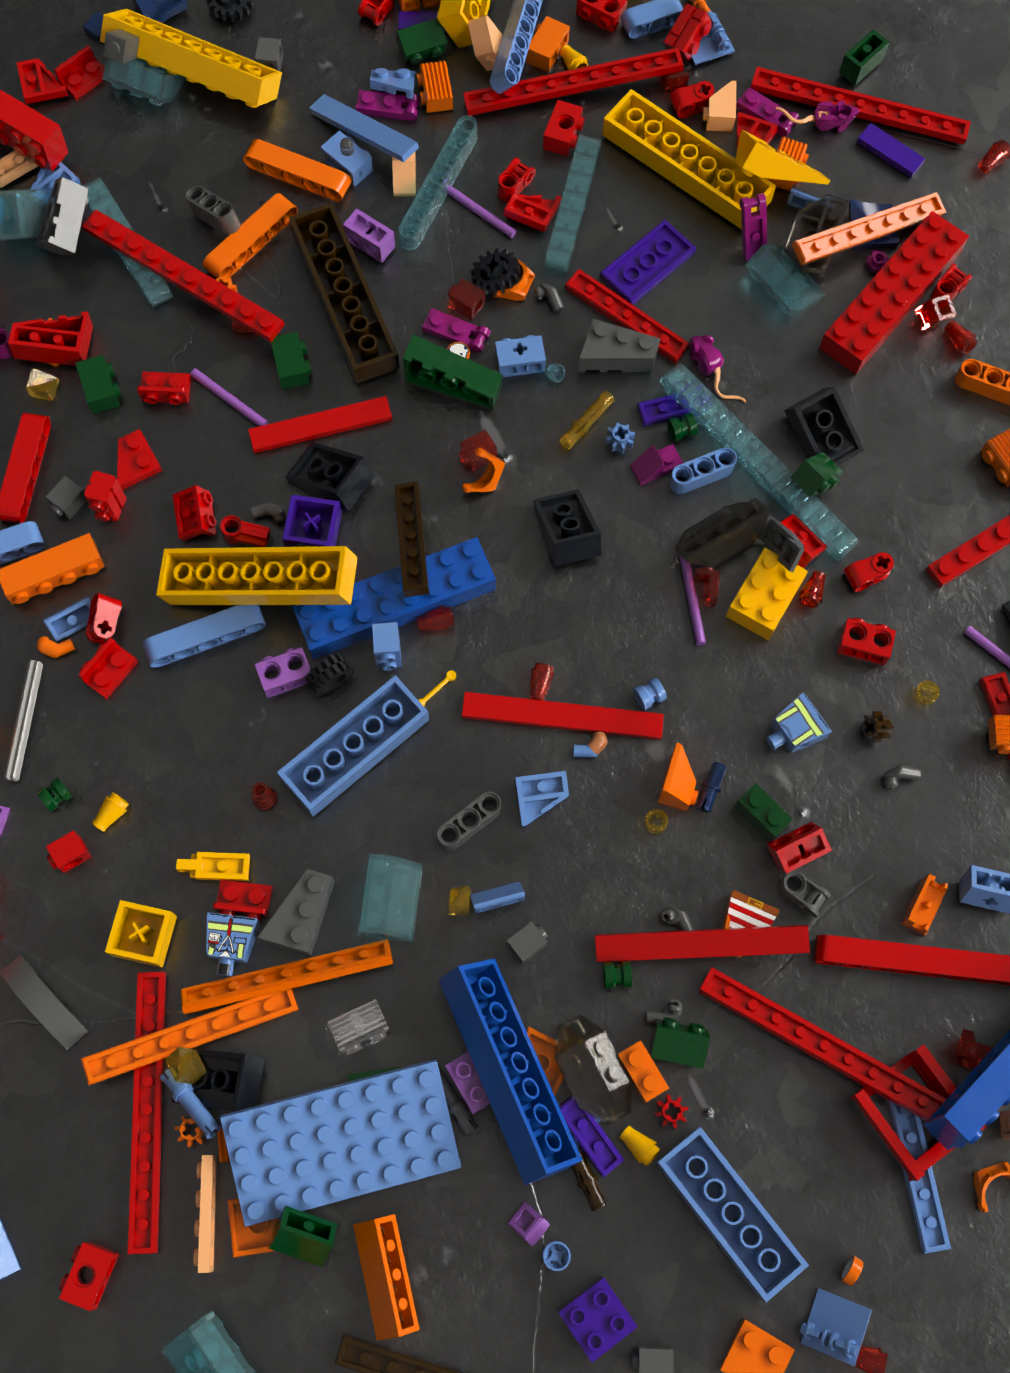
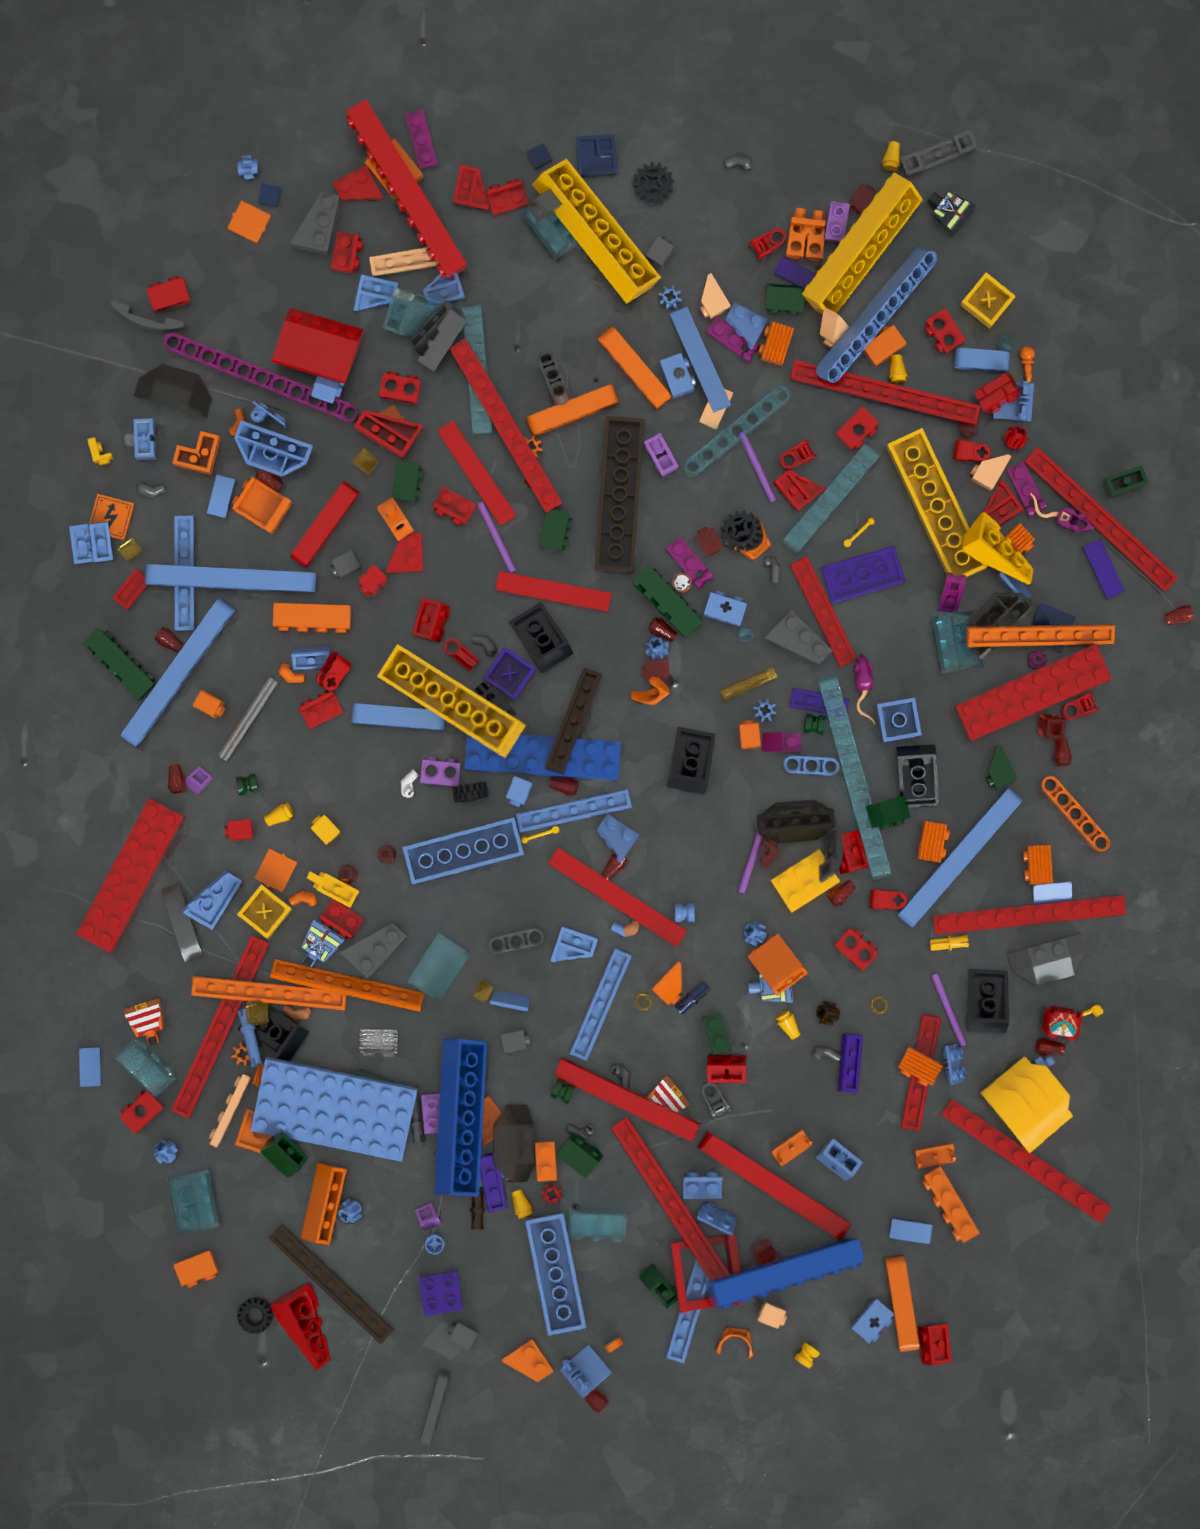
camera: 30 degrees right, 15 degrees up
(44, 1148) = (146, 1020): none -> torso
(48, 299) = (399, 393): none -> red brick
(68, 1212) = (145, 1067): none -> clear light blue slope
(69, 954) = (213, 900): none -> medium blue wing
(94, 416) = (393, 517): none -> orange torso
(135, 880) = (275, 870): none -> orange piece
(142, 1315) = (165, 1151): none -> medium blue gear
(174, 801) = (325, 829): none -> yellow brick
(175, 344) = (476, 473): none -> red tile
(182, 895) = (304, 896): none -> orange arm
(230, 845) = (353, 874): none -> clear red cone
(241, 1044) = (297, 1015): none -> nougat arm
(250, 704) = (407, 785): none -> white arm
(301, 91) = (673, 301): none -> medium blue gear
(349, 74) = (713, 299): none -> light nougat slope
(425, 1268) = (350, 1211): none -> medium blue gear
(460, 407) = (662, 629): none -> clear red cone
(462, 643) = (573, 810): none -> medium blue tile
(466, 426) = (657, 648): none -> medium blue gear
(526, 645) = (617, 836): none -> medium blue wing
(607, 850) = (600, 1004): none -> medium blue tile
(614, 240) = (847, 543): none -> yellow hinge
(618, 466) = (749, 735): none -> orange brick
(729, 67) = (1015, 437): none -> red gear
(743, 678) = (755, 933): none -> medium blue gear
(750, 1122) = (597, 1226): none -> clear light blue slope
(771, 379) = (898, 720): none -> medium blue brick
(790, 695) = (777, 964): none -> orange panel
(838, 762) = (788, 1024): none -> yellow cone
(847, 1007) = (702, 1186): none -> medium blue bracket
(866, 1161) = (659, 1286): none -> dark green slope
(880, 487) = (932, 841): none -> orange brick
(897, 1036) = (717, 1218): none -> medium blue hinge
(907, 381) = (1000, 770): none -> dark green slope
(920, 492) = (960, 857): none -> medium blue beam
(934, 772) = (850, 1063): none -> dark purple tile
(963, 586) = (949, 943): none -> yellow axle

